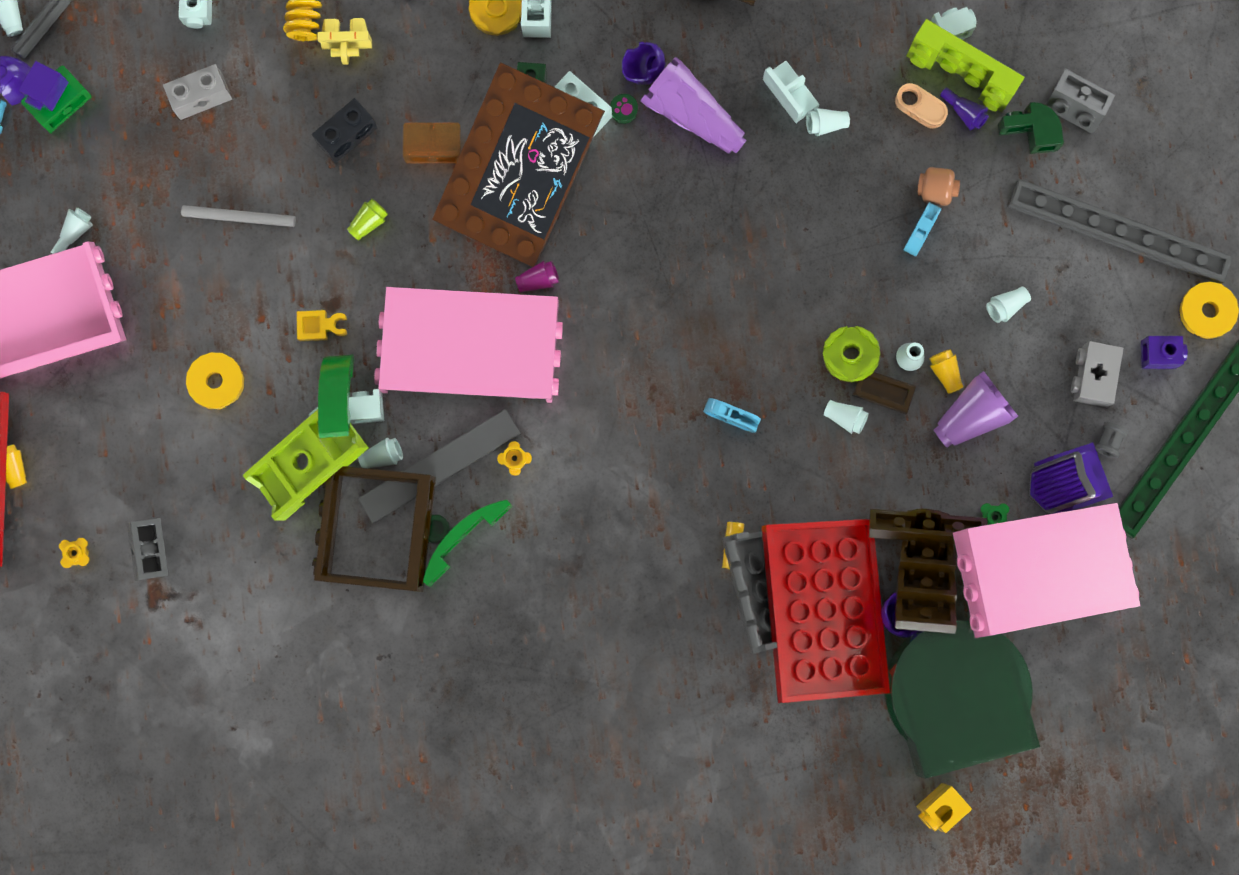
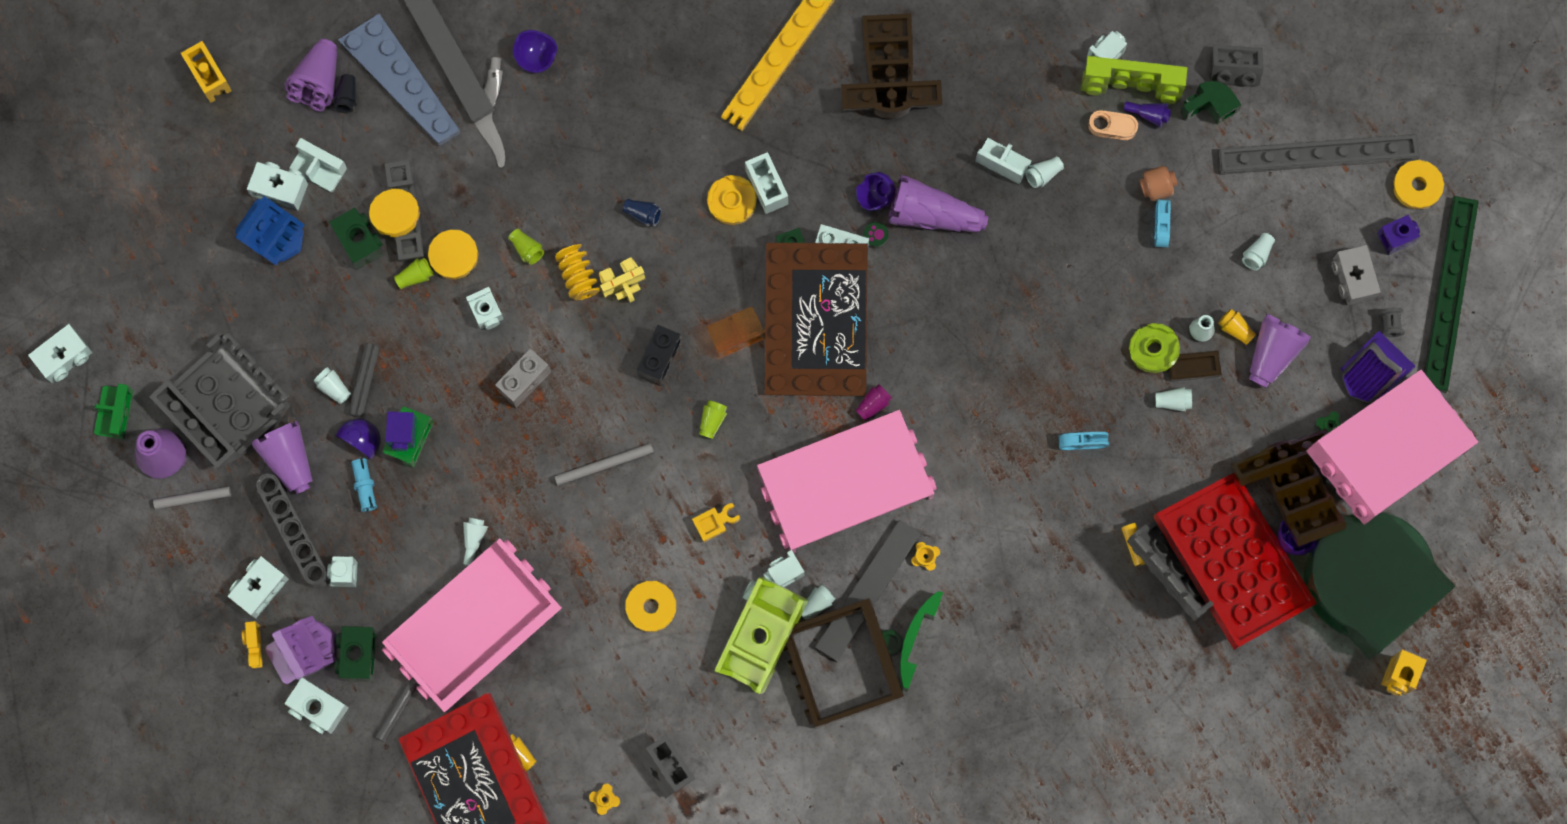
camera: 25 degrees left, 5 degrees down
(334, 396) = (762, 569): green slope -> none

